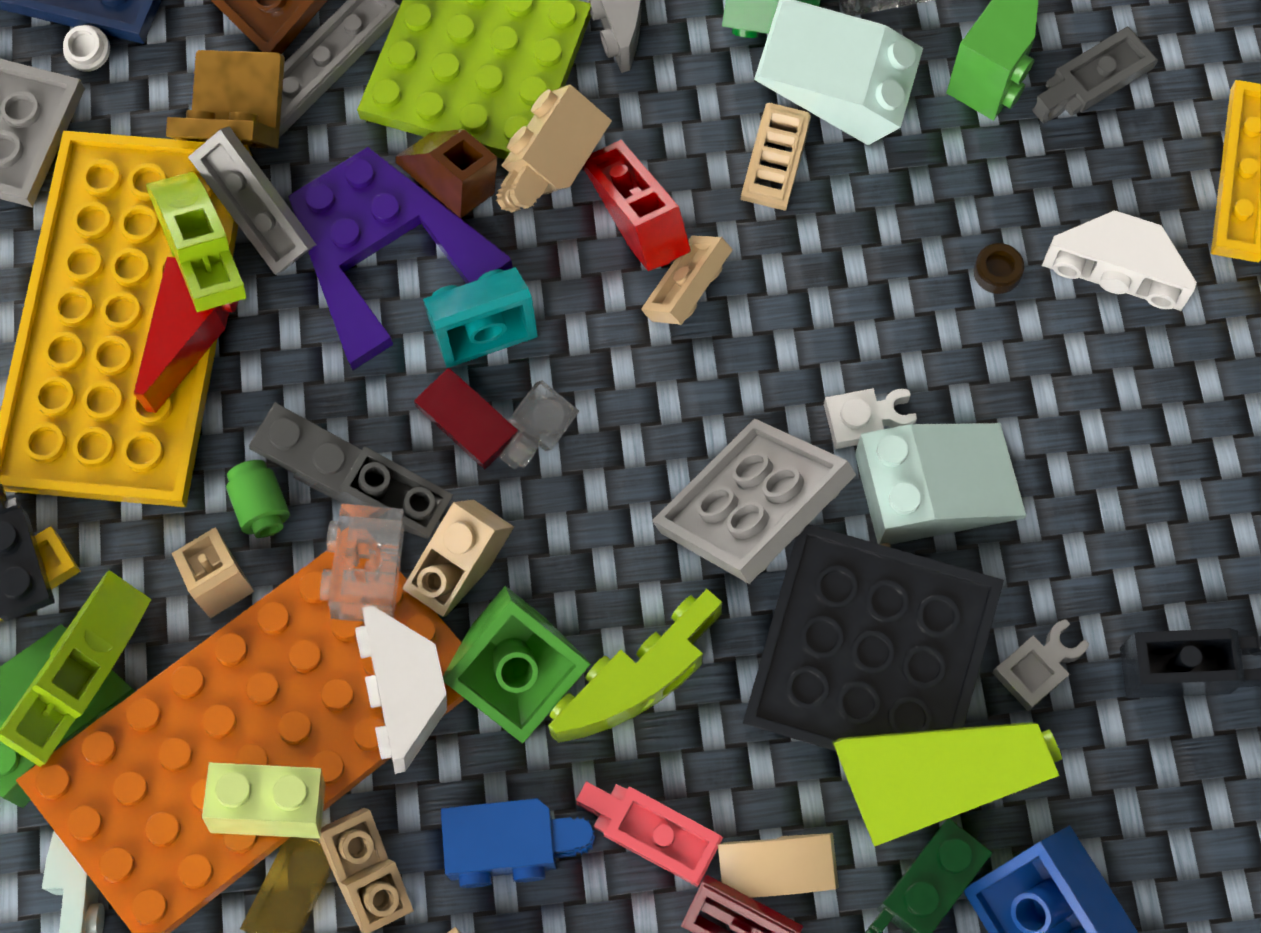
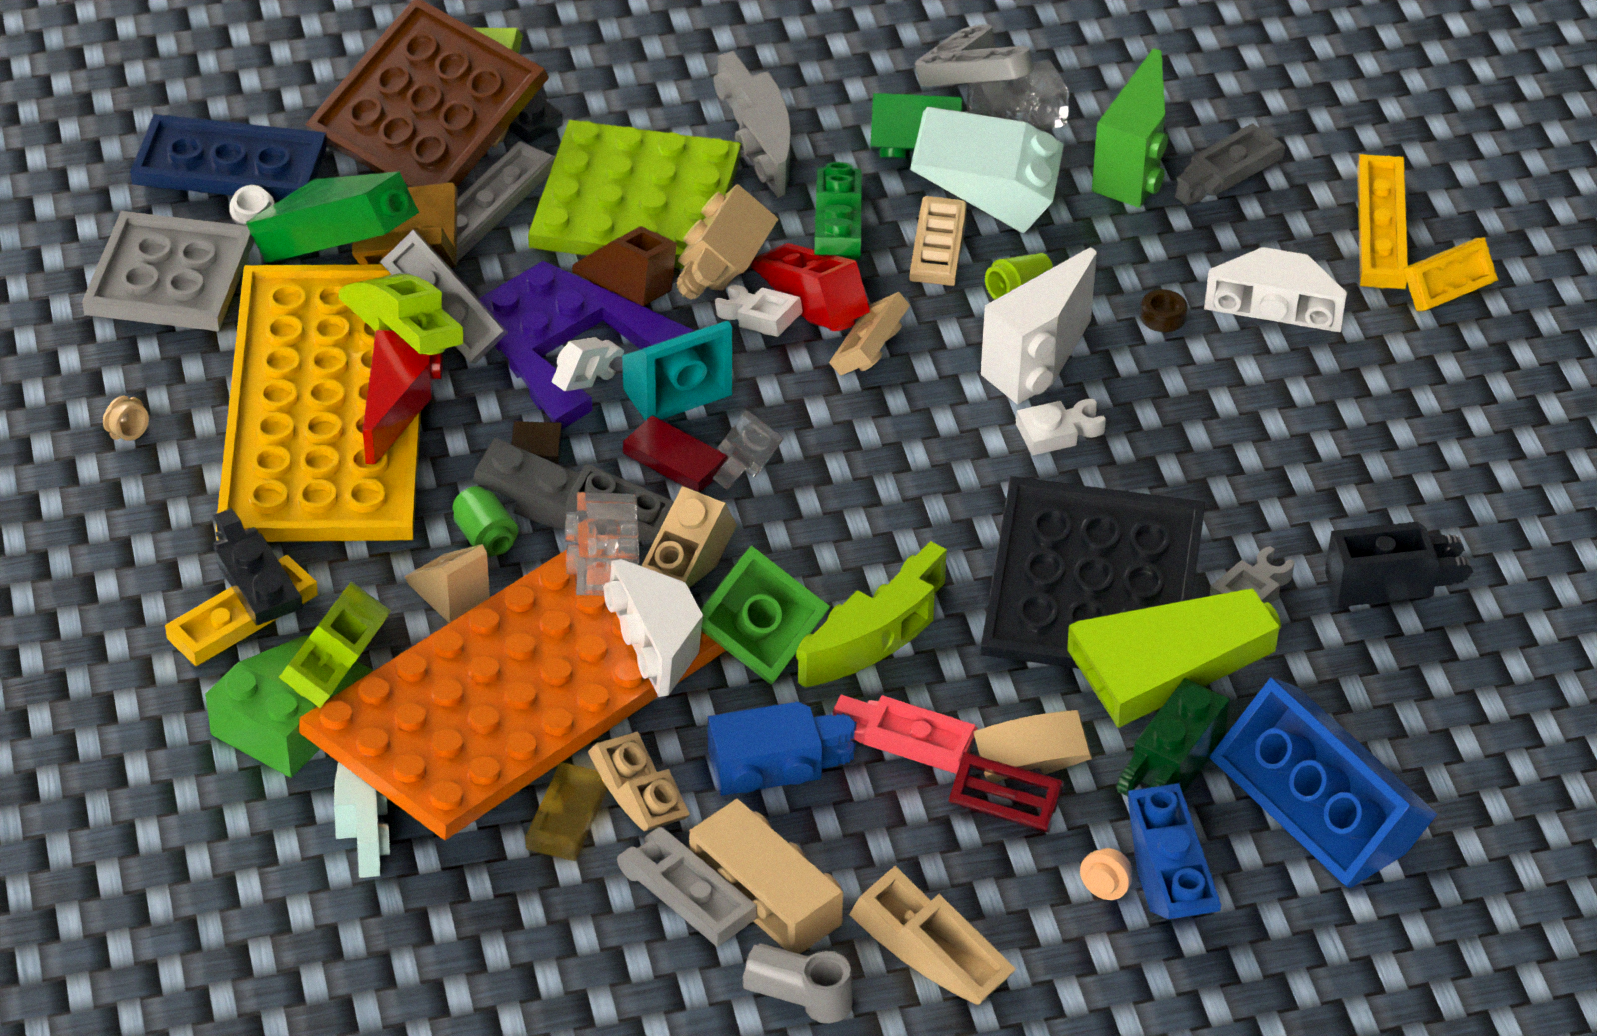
camera: 10 degrees left, 25 degrees down
(150, 86) = (332, 214): none -> green slope
(264, 800) = (546, 700): yellowish green brick -> none
(327, 390) = (539, 438): none -> dark brown tile
(382, 300) = (583, 361): none -> white plate
(581, 236) = (761, 312): none -> white plate
(675, 116) = (838, 211): none -> green slope
(753, 499) = (962, 472): light grey plate -> none
(851, 212) = (1013, 272): none -> lime cone
(852, 308) = (1037, 327): none -> white slope
(937, 479) = (1131, 453): light aqua slope -> none

